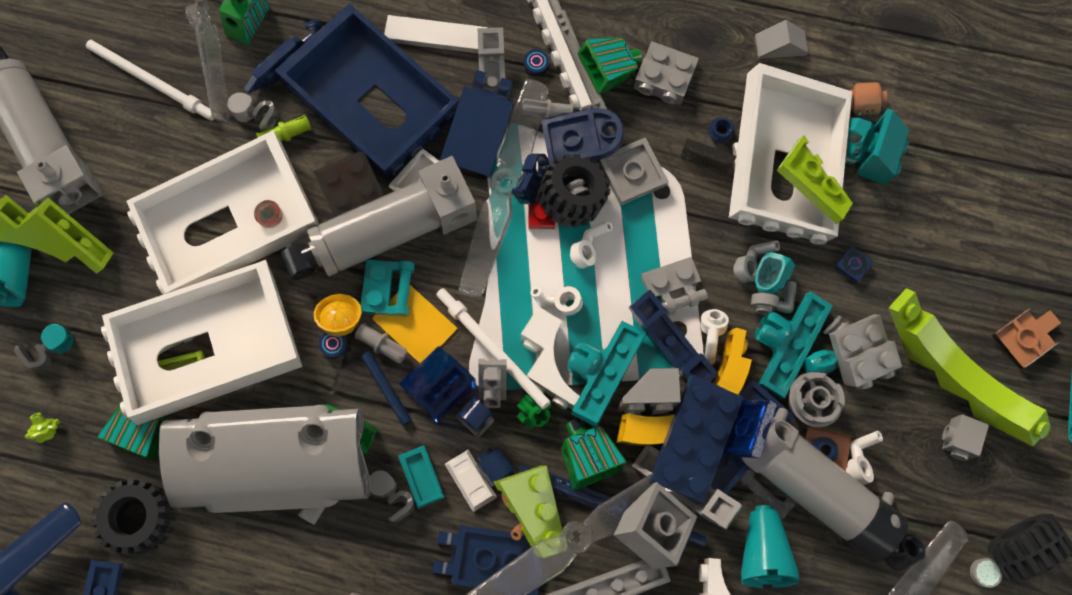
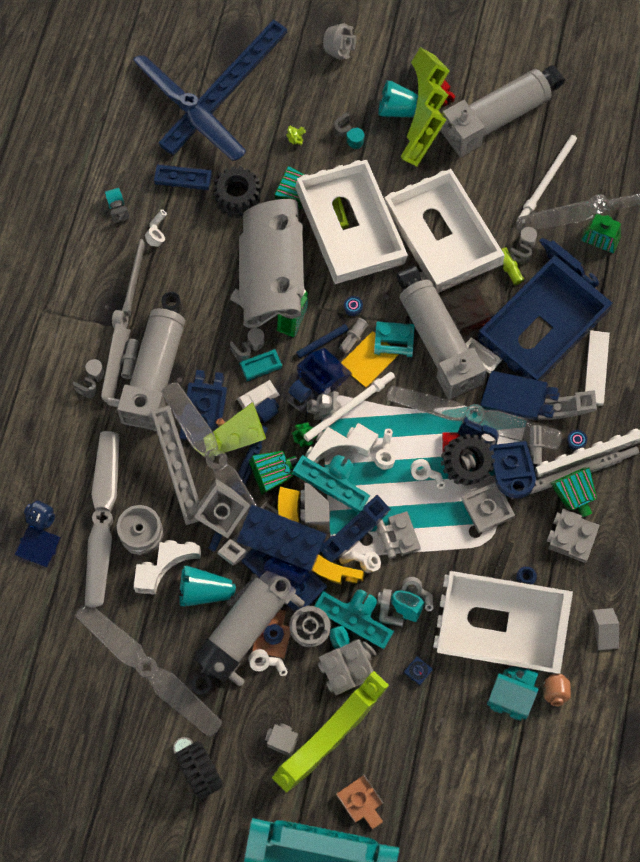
camera: 95 degrees right, 5 degrees down
(268, 214) = (445, 258): clear smoke tile -> none
(338, 314) = (373, 306): yellow hat -> none
(807, 175) = (479, 629): lime wing -> none

